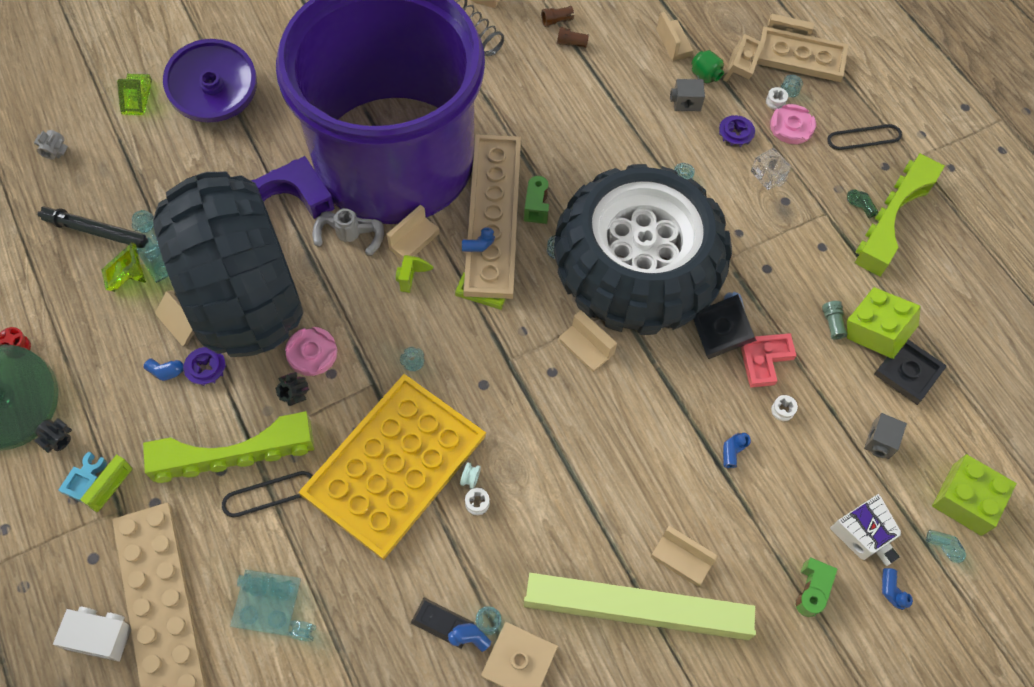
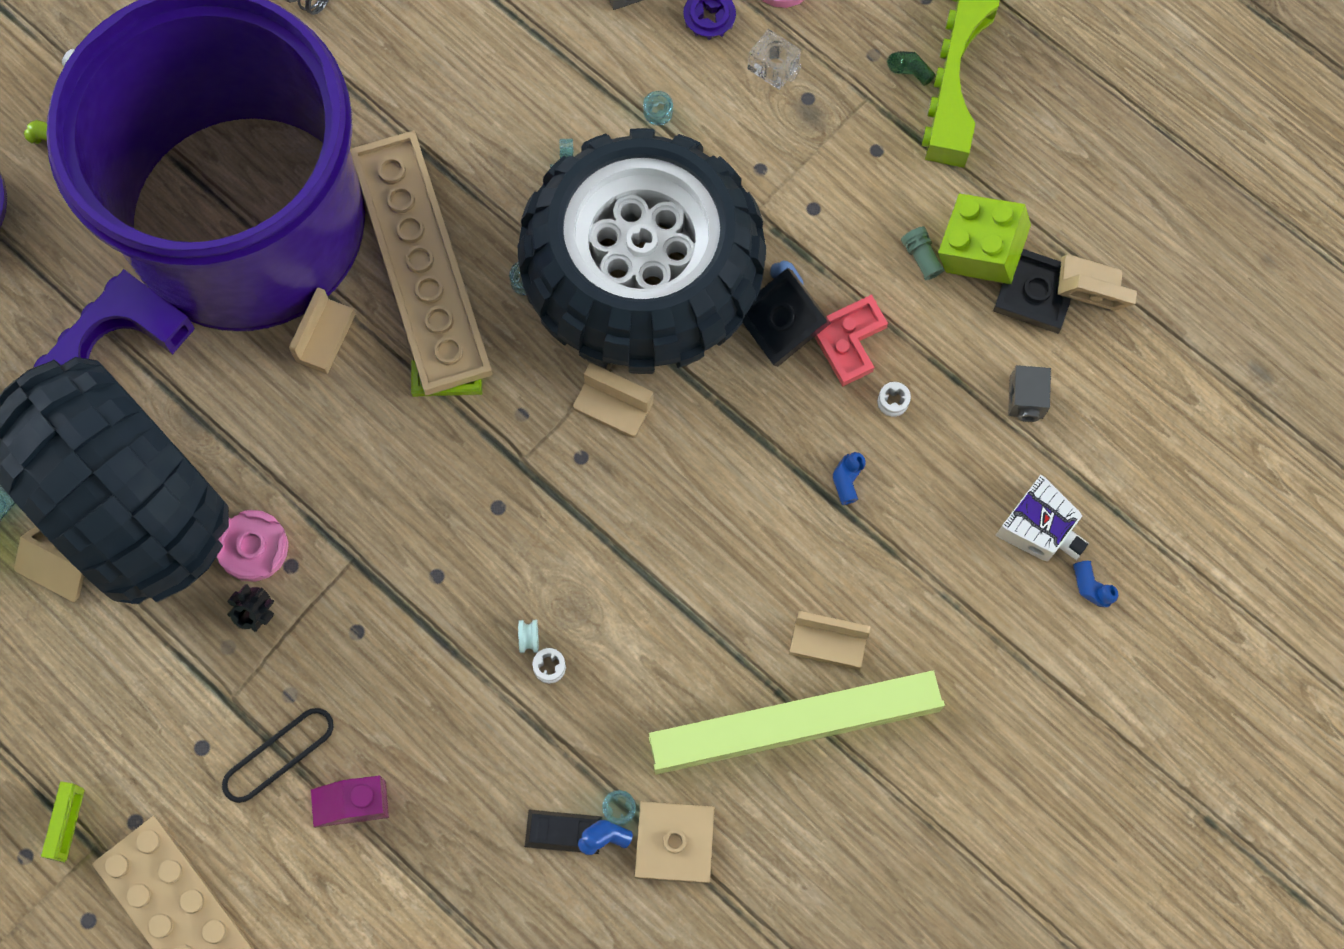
camera: 20 degrees left, 10 degrees up
(81, 479) = (27, 832): medium azure plate -> none
(164, 371) = (67, 645): blue arm -> none
(173, 459) = (133, 757): lime arch -> none
(203, 356) = (105, 631): dark purple gear -> none
(265, 602) = (334, 890): clear light blue hinge -> none
(302, 631) = (395, 908): clear light blue bush -> none
(303, 543) = (350, 801): none -> magenta slope
(349, 228) = (228, 353): light grey piece -> none
(392, 466) = (423, 658): yellow plate -> none
(406, 272) = (334, 392): lime plate -> none
(412, 365) = (397, 513): clear light blue plate -> none
(481, 243) = (422, 313): blue arm -> none
(537, 193) = (468, 212): bright green leg -> none
(816, 588) = (1000, 618): bright green leg -> none
(949, 544) = (1144, 504): clear light blue arm -> none
(954, 379) = (1094, 283): none -> tan panel
(974, 495) = (1156, 430): lime brick -> none

